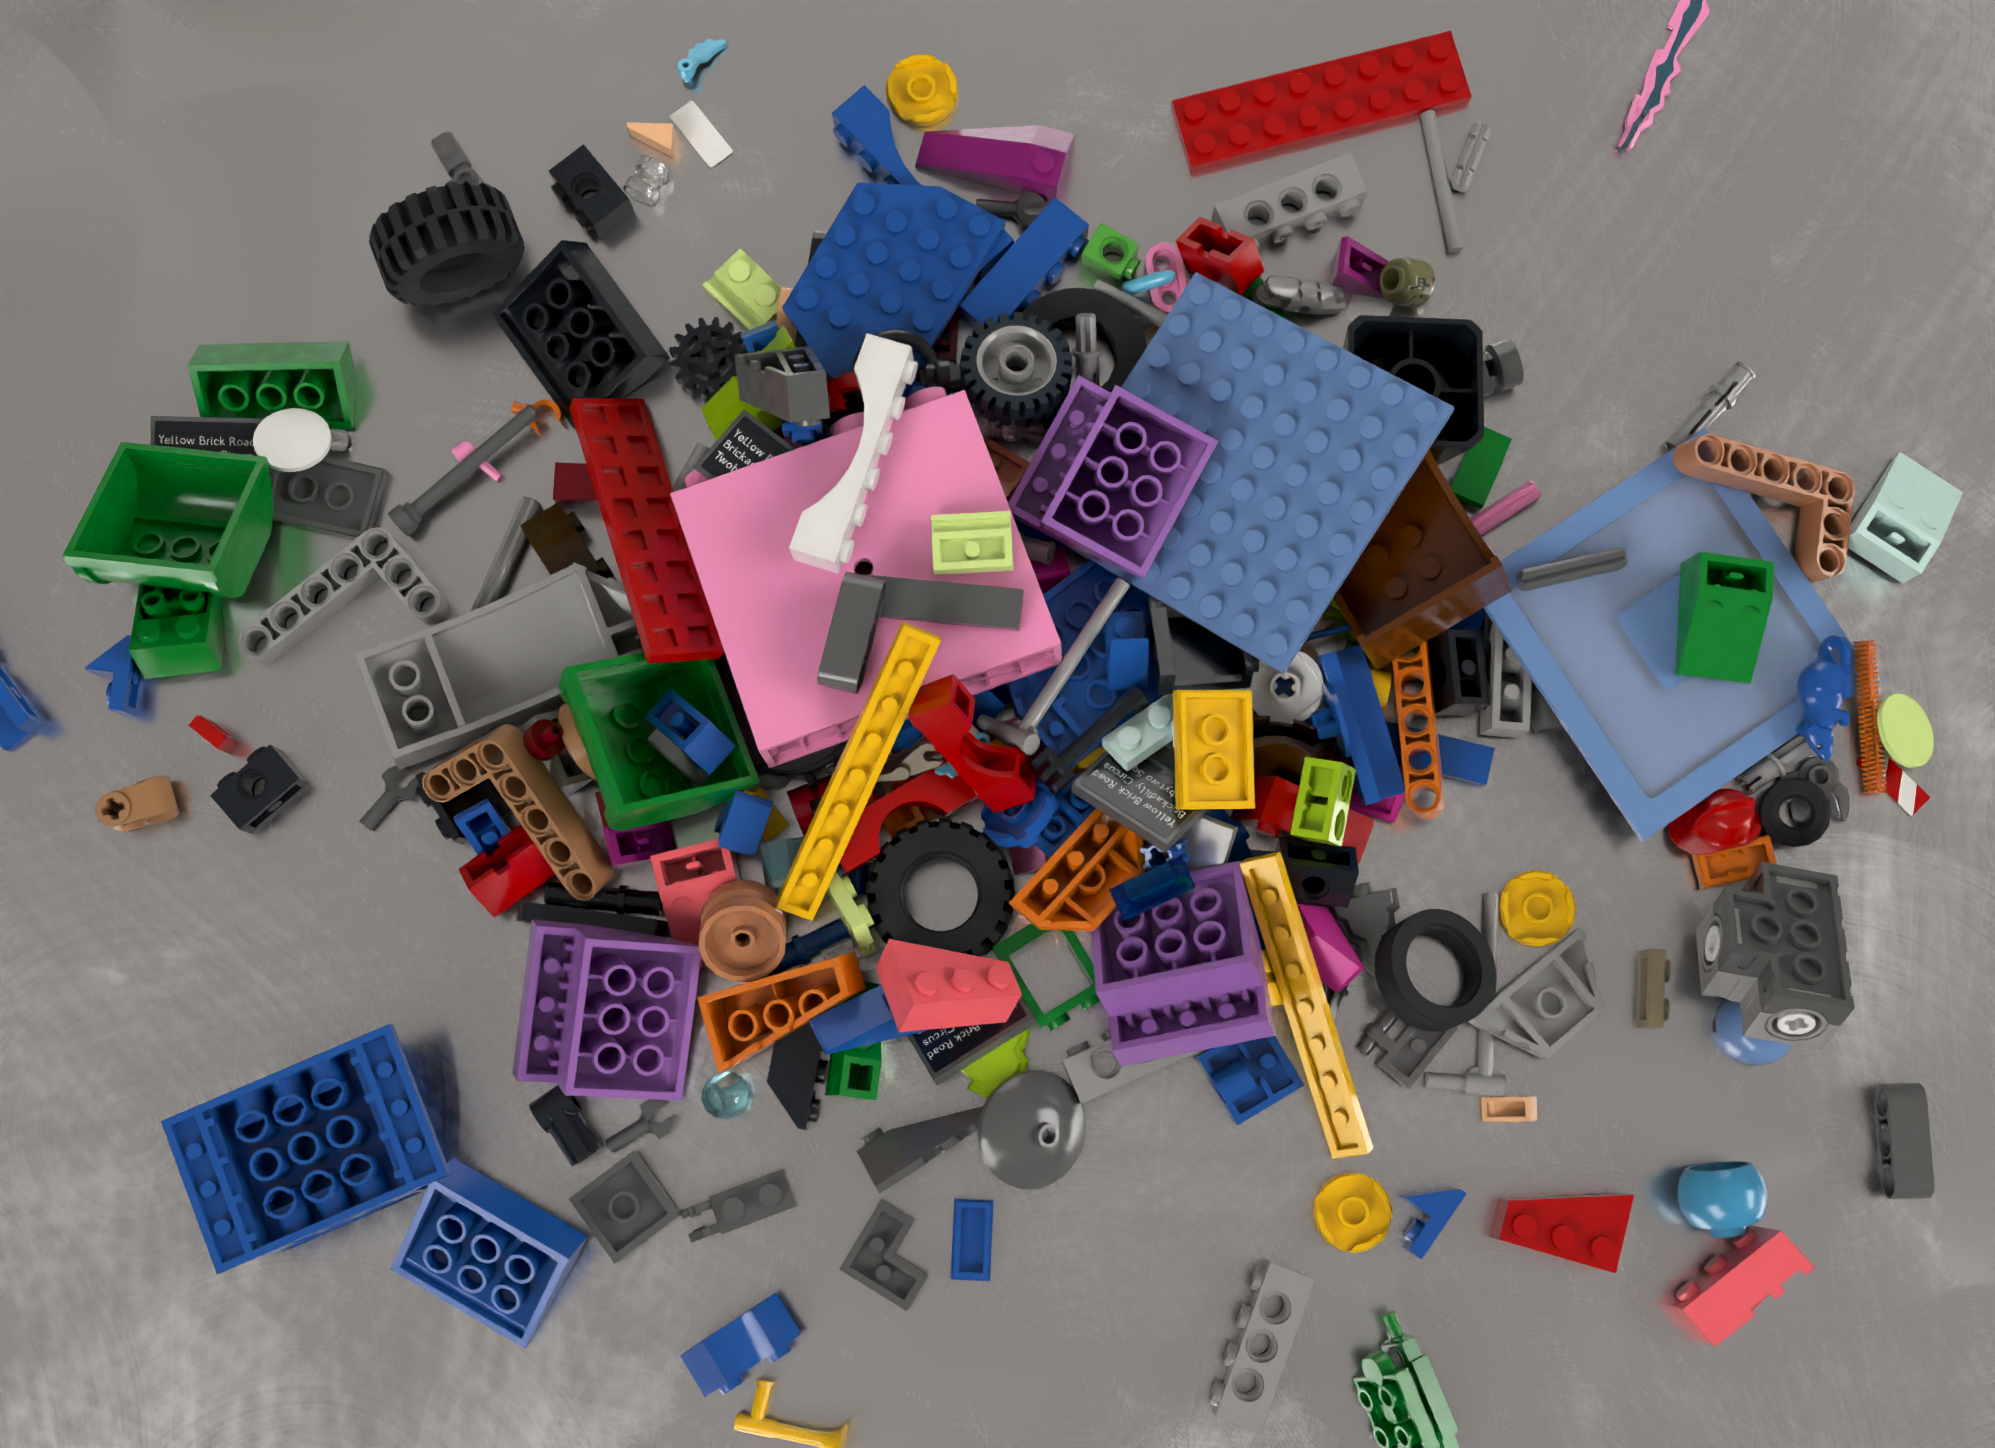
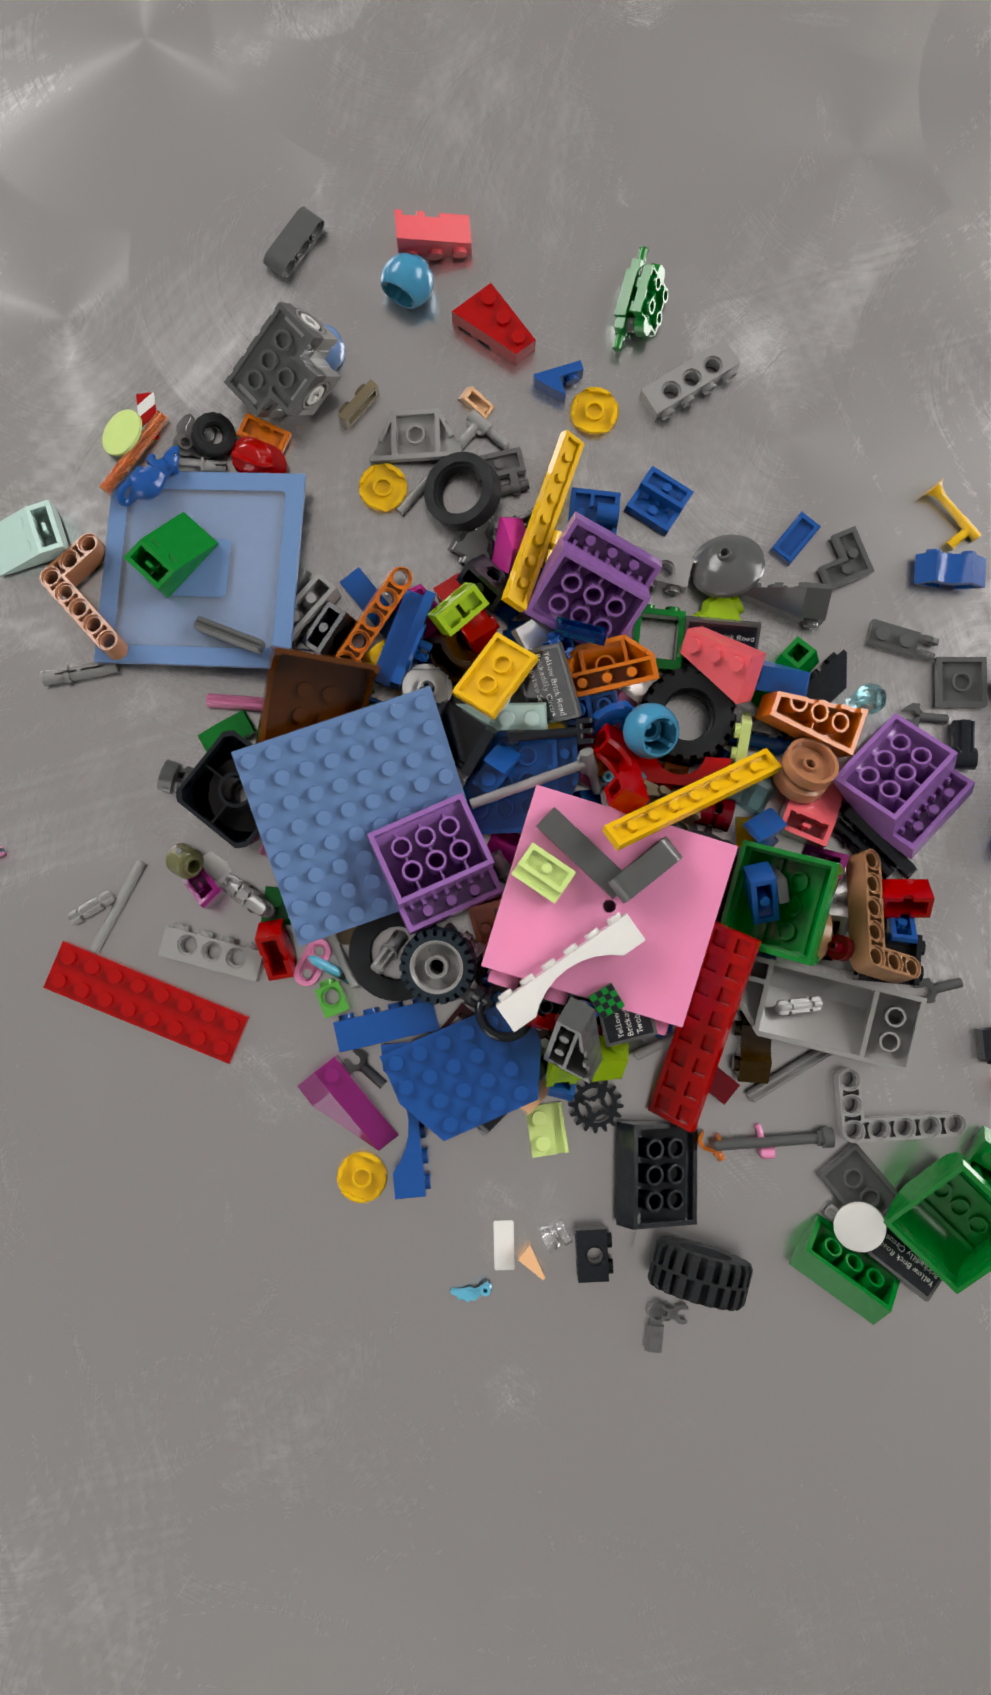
camera: 145 degrees left, 5 degrees up
(547, 642) = (798, 1005): none -> light grey axle
(784, 455) = (606, 1000): none -> tile
(971, 822) = (654, 725): none -> dark azure wheel
(1182, 1155) = (658, 500): none -> blue slope

